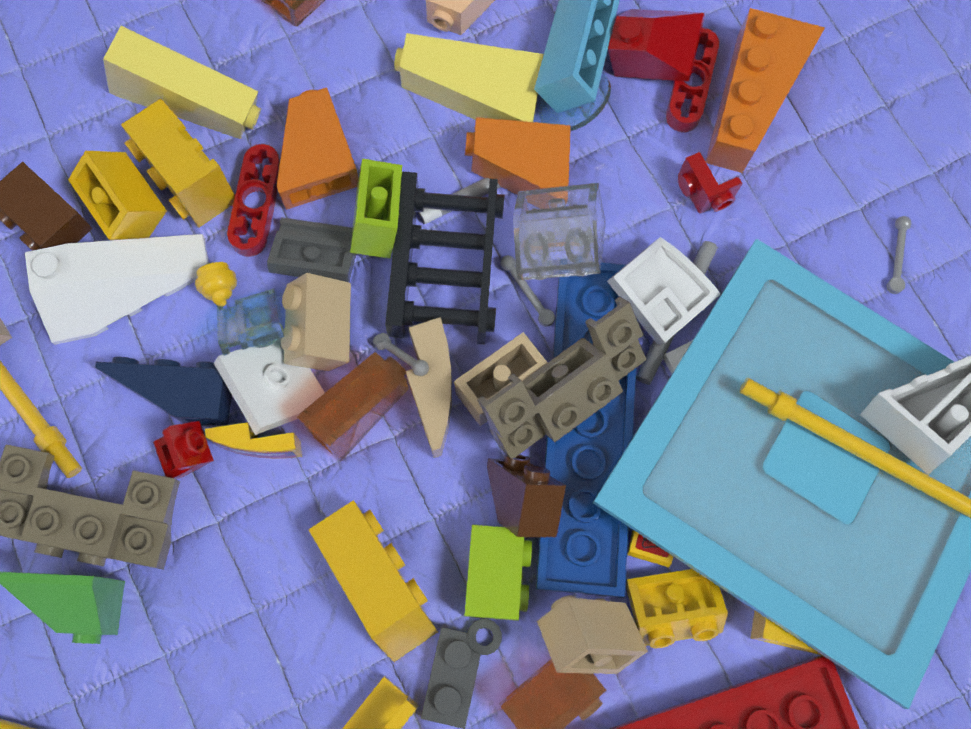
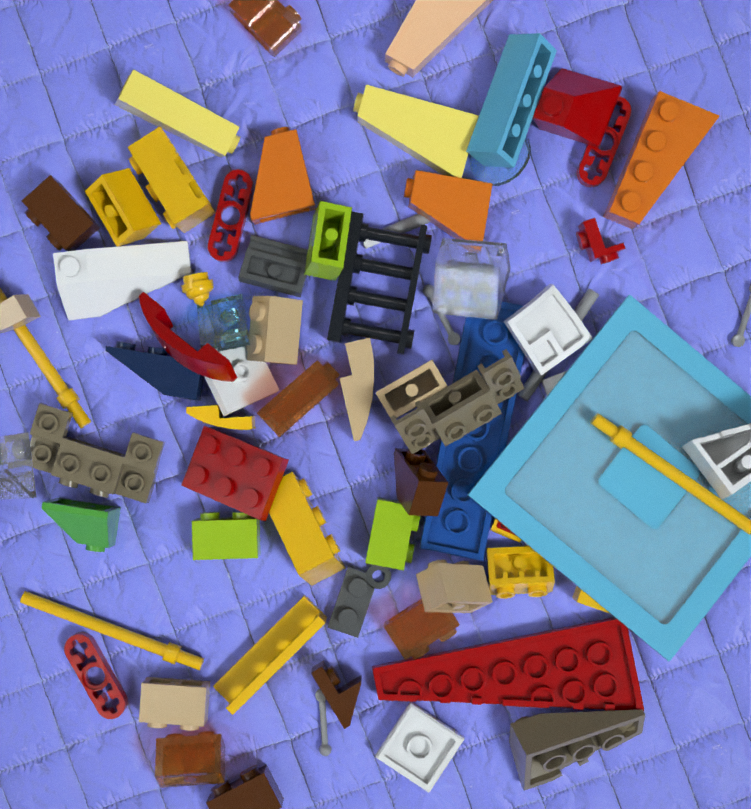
camera: 15 degrees right, 15 degrees up
(183, 449) = (168, 419): red bracket -> none
(222, 359) = (205, 362): none -> red slope
(268, 603) = (225, 537): none -> lime brick
(277, 511) = (235, 473): none -> red plate
(383, 342) = (324, 346): light grey hinge -> none

